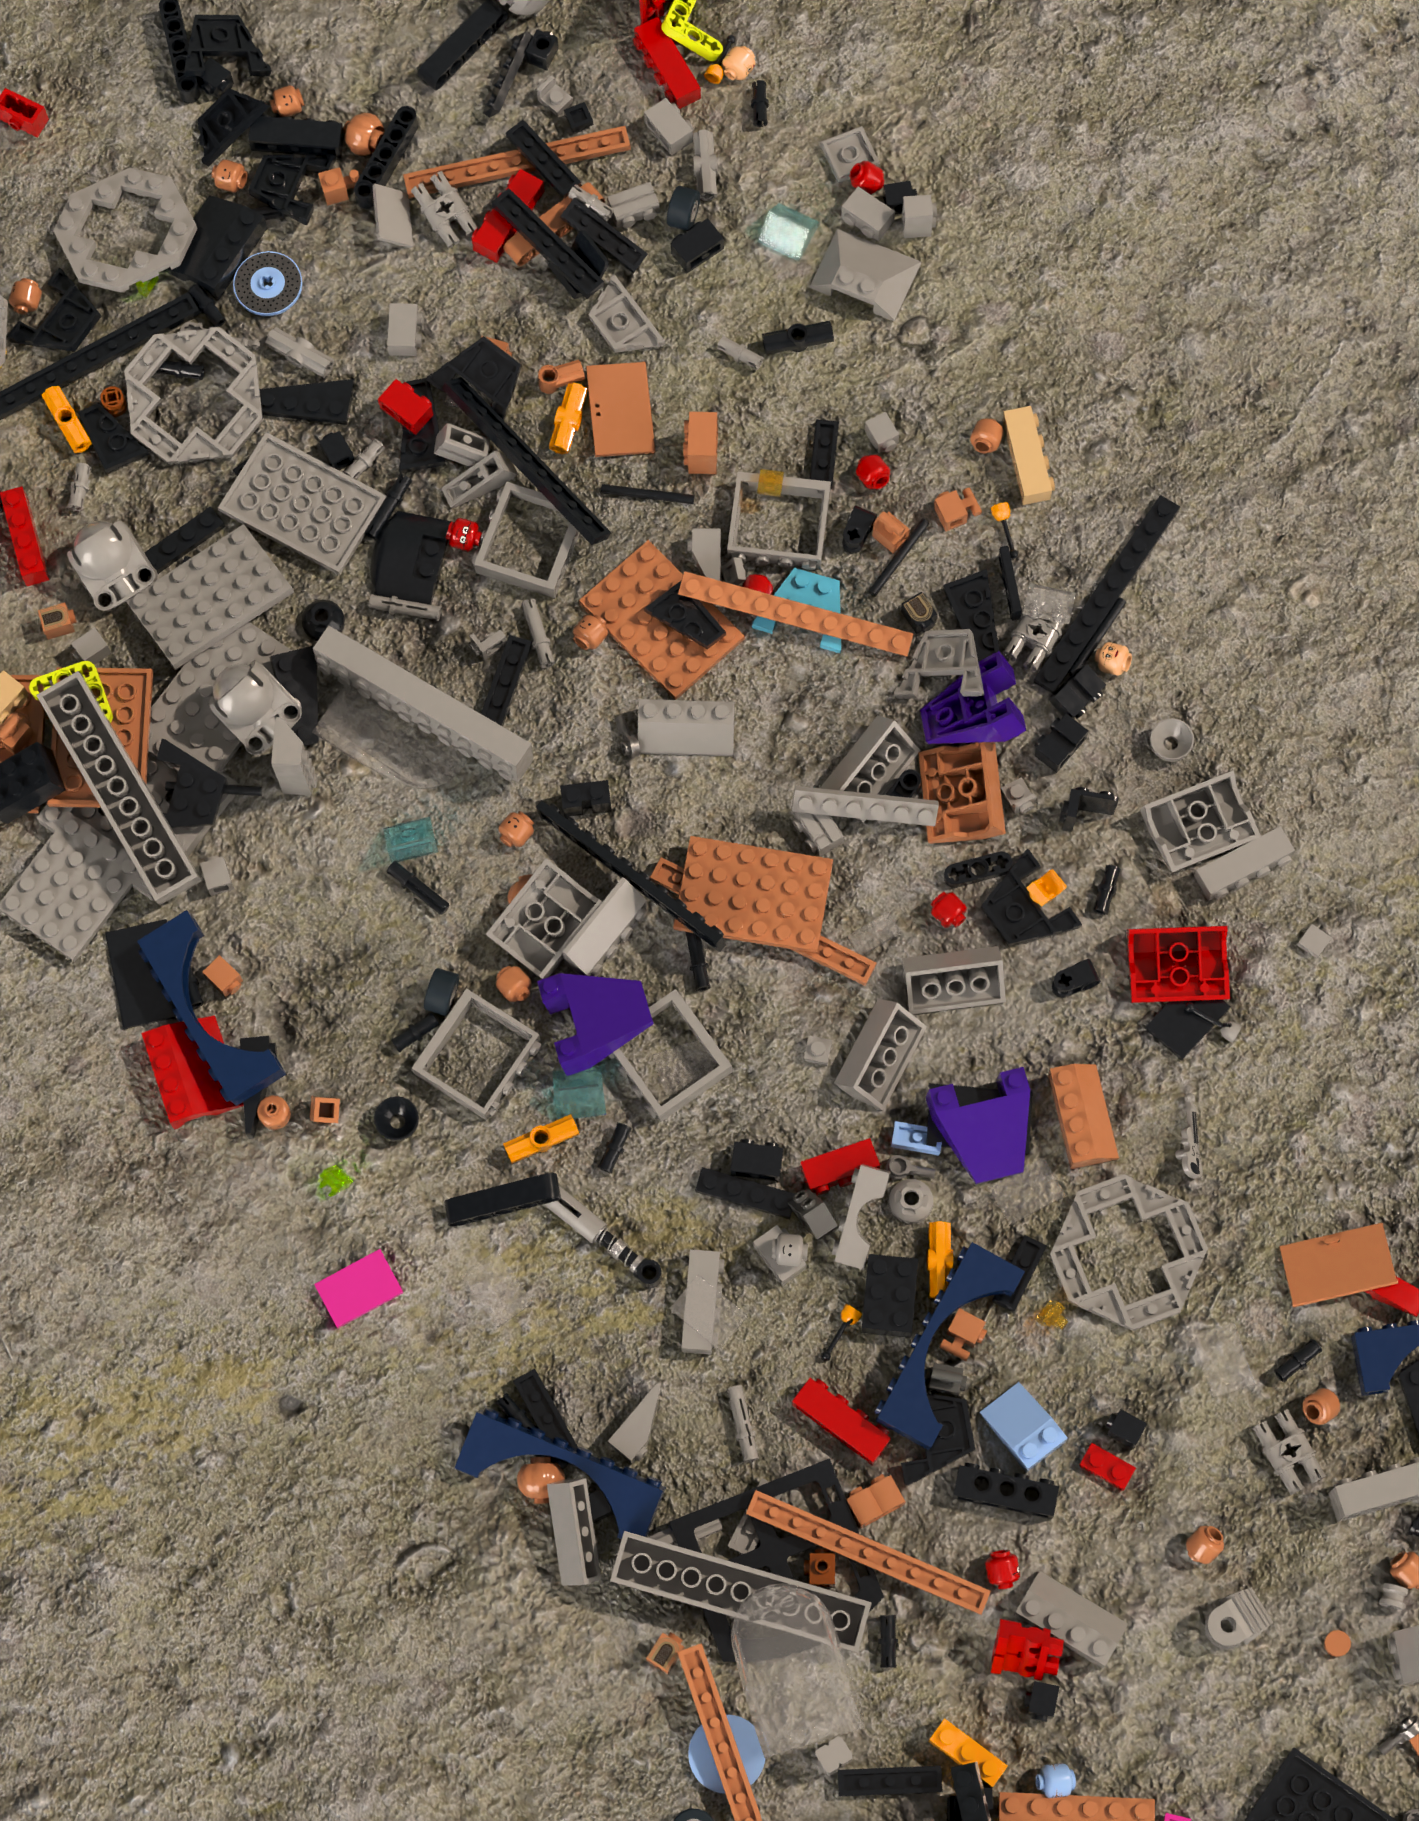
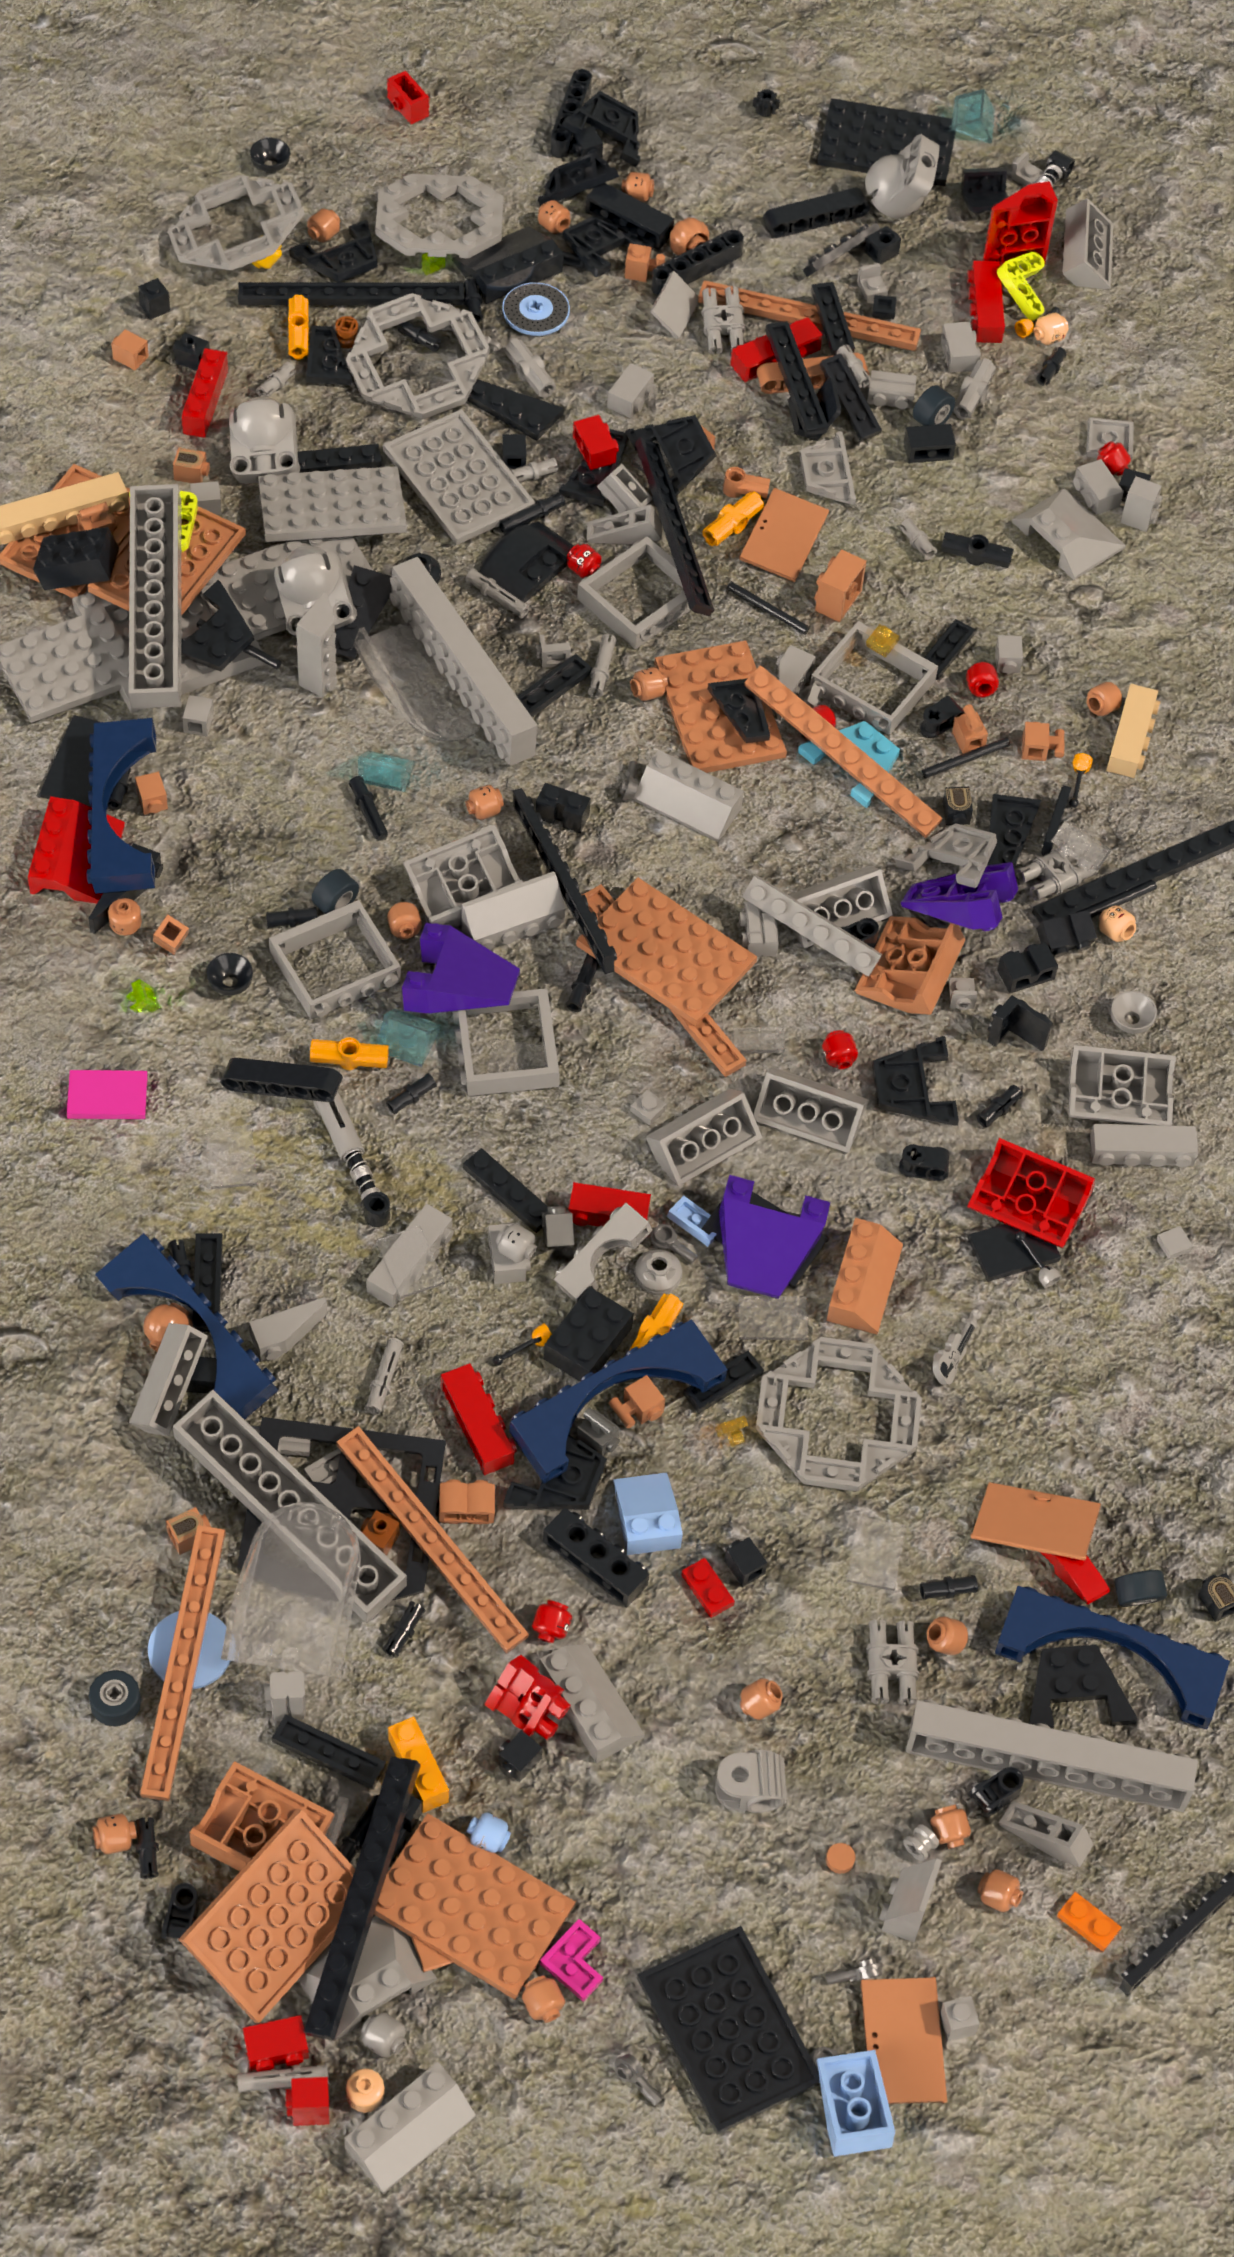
camera: 20 degrees right, 15 degrees down
(757, 1160) = (535, 1166): black brick -> none
(787, 231) = (1017, 469): clear light blue slope -> none
(996, 870) = (879, 1039): black beam -> none
(1046, 888) = (942, 1077): light orange bracket -> none

